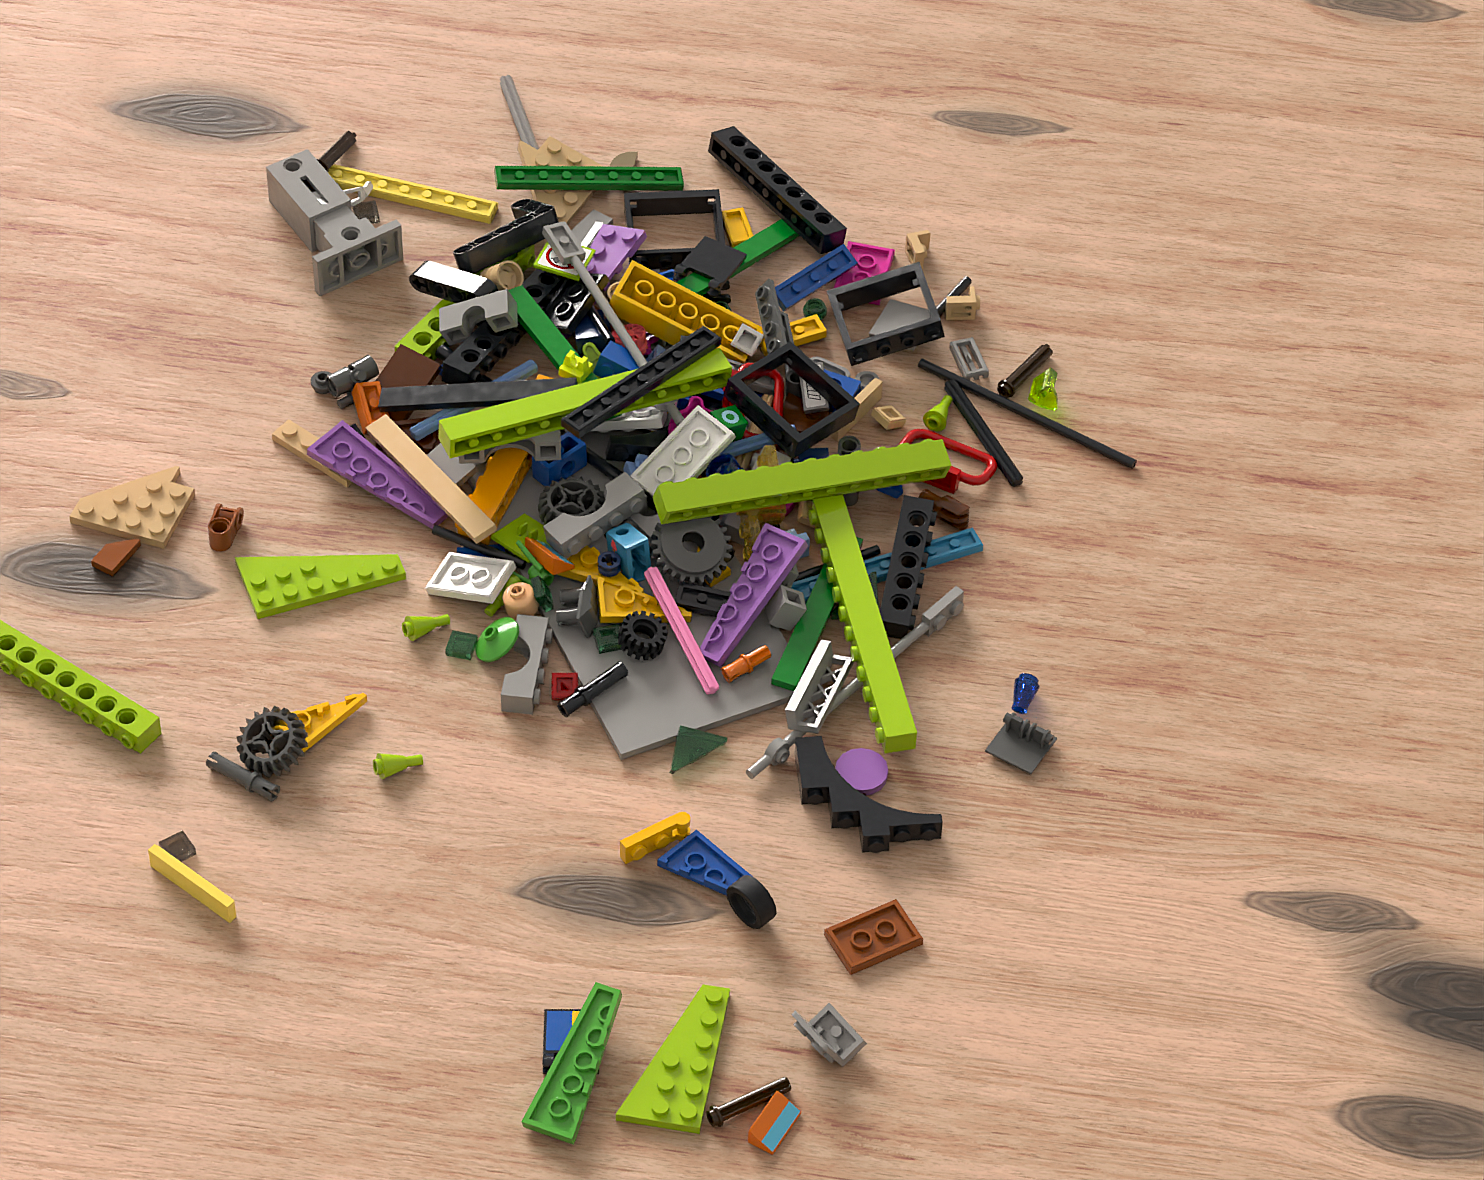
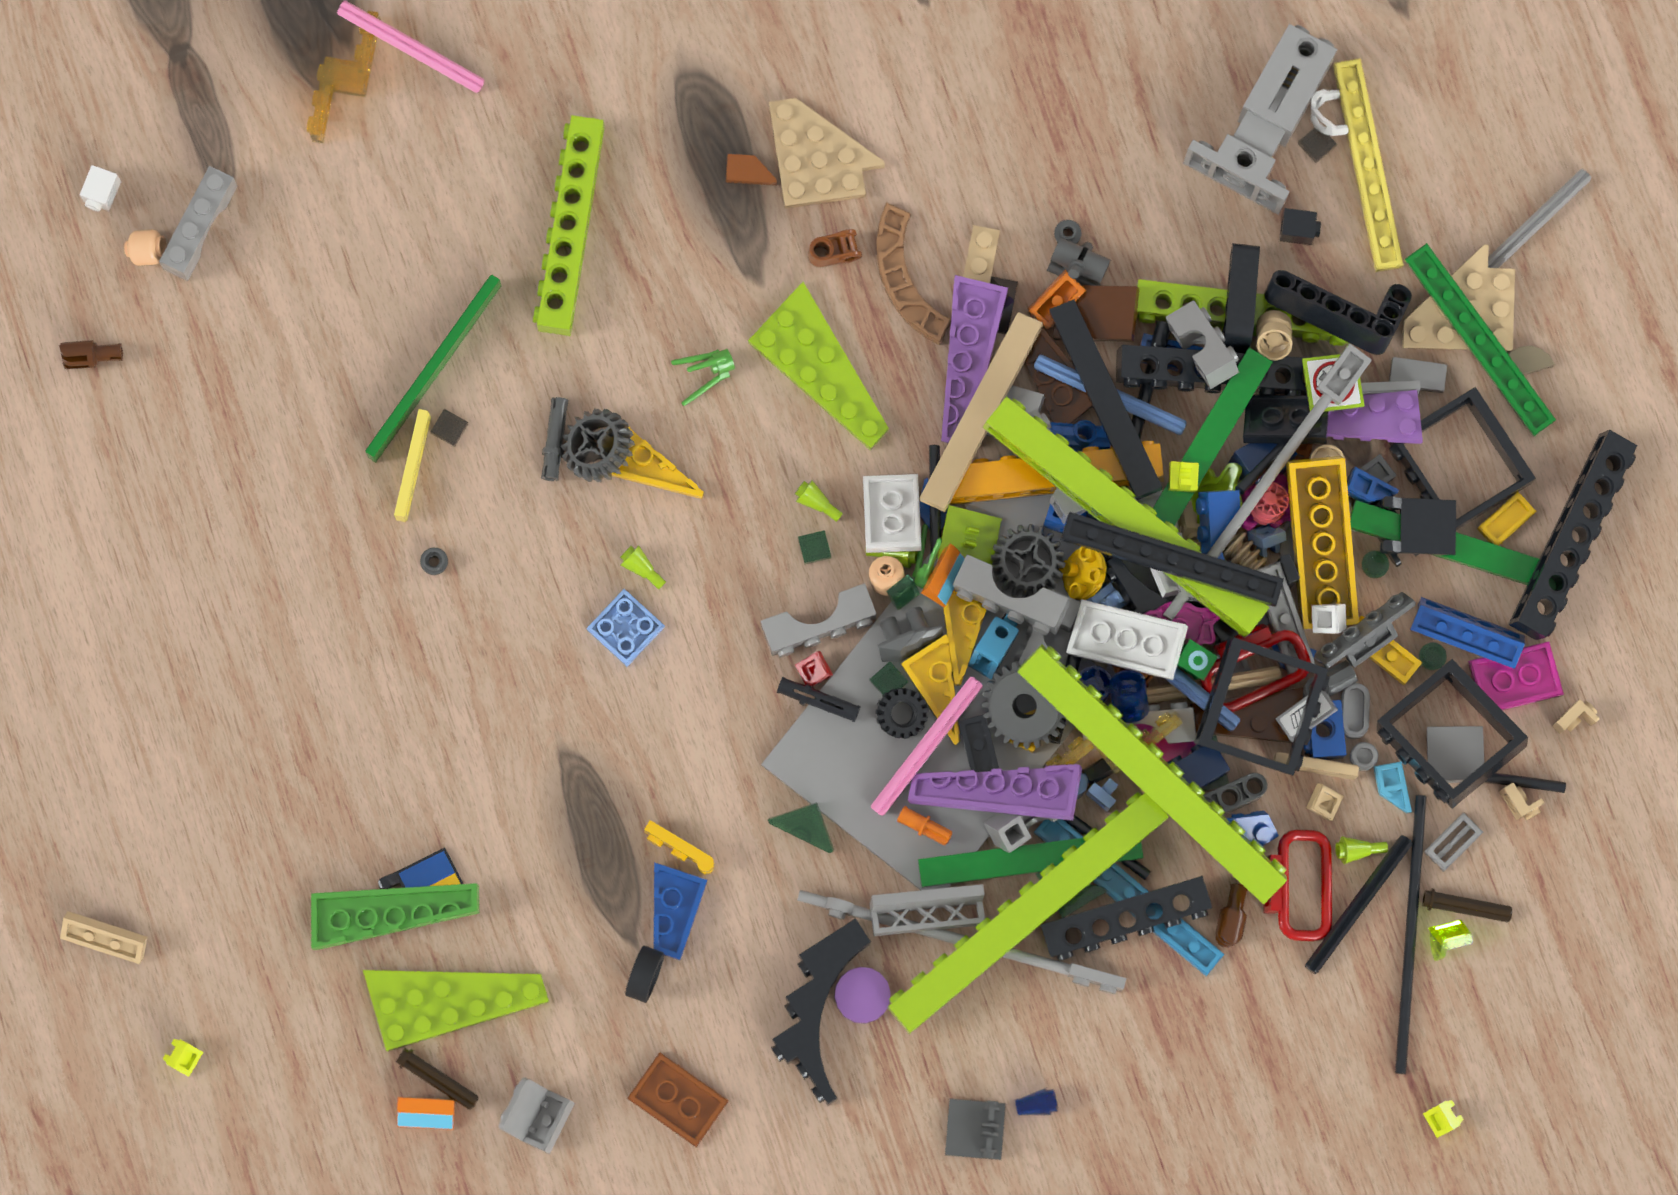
camera: 60 degrees right, 30 degrees up
(119, 833) = (433, 368): none -> green tile
(261, 639) = (718, 361): none -> bright green plant
(280, 501) = (896, 279): none -> medium nougat tile
(283, 901) = (431, 553): none -> dark grey plate
(337, 150) = (1377, 68): dark brown axle -> none
(422, 245) = (1299, 226): none -> black brick
(439, 800) = (625, 627): none -> light blue tile
(497, 639) = (831, 579): bright green dish -> none
(605, 467) = (1084, 573): none -> yellow dish
(611, 557) = (959, 634): dark blue bush -> none
(901, 375) = (1392, 785): none -> medium azure tile
(1186, 450) = (1442, 1118): none -> neon yellow tile

